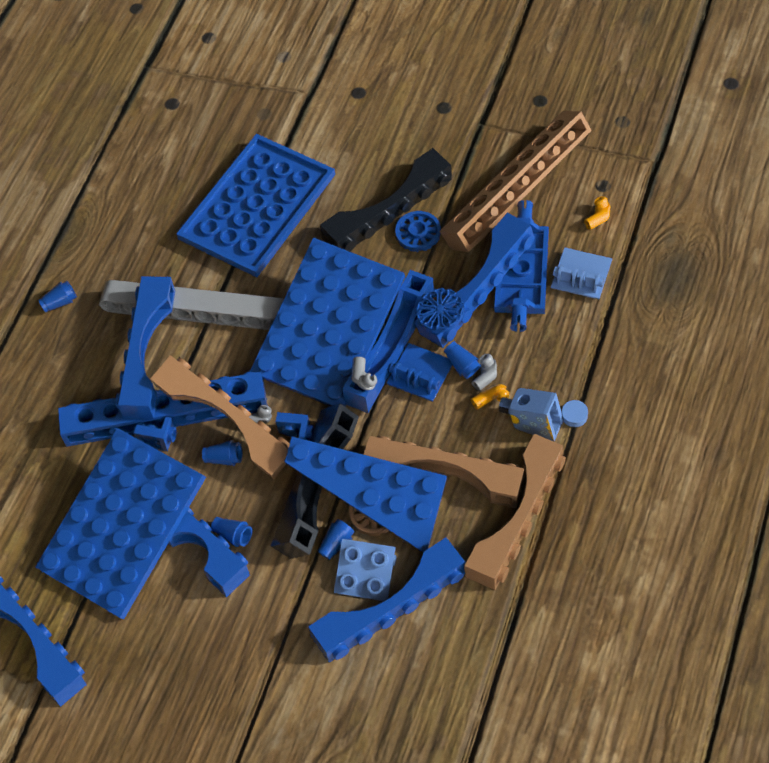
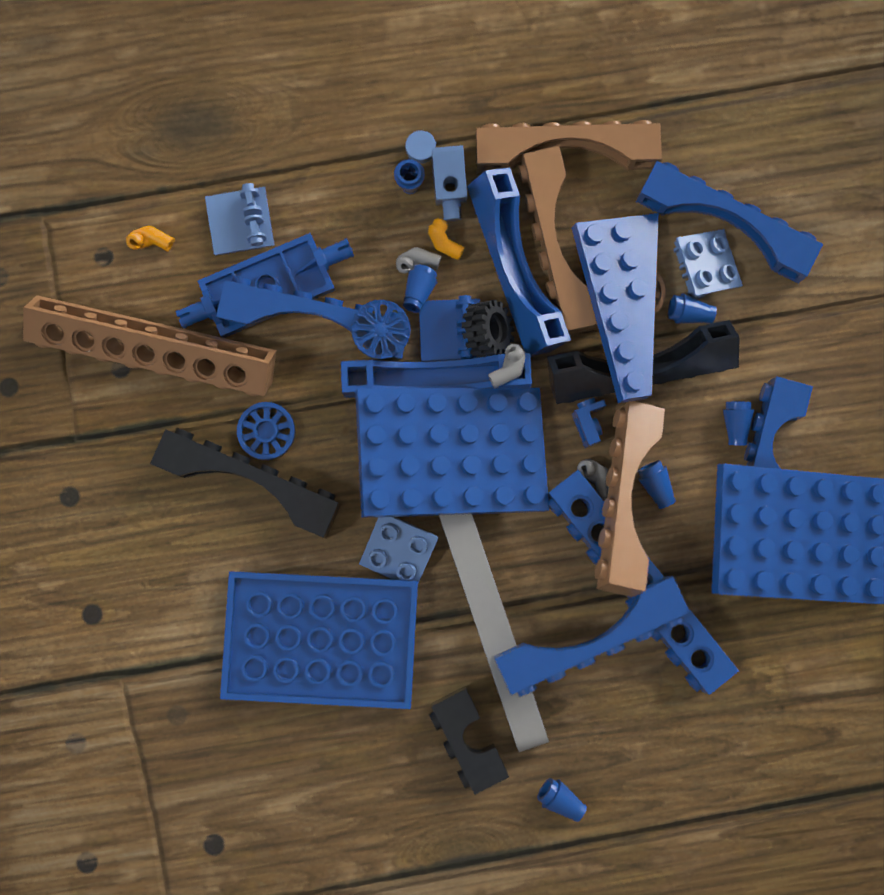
camera: 125 degrees left, 25 degrees up
(115, 257) = (479, 766): none -> black arch
(156, 437) = (678, 567): blue bracket -> none
(280, 273) = (398, 549): none -> medium blue hinge
(390, 391) = (487, 328): none -> black tyre
(441, 429) = (497, 209): none -> blue arch
(550, 381) = (409, 170): none -> blue cone

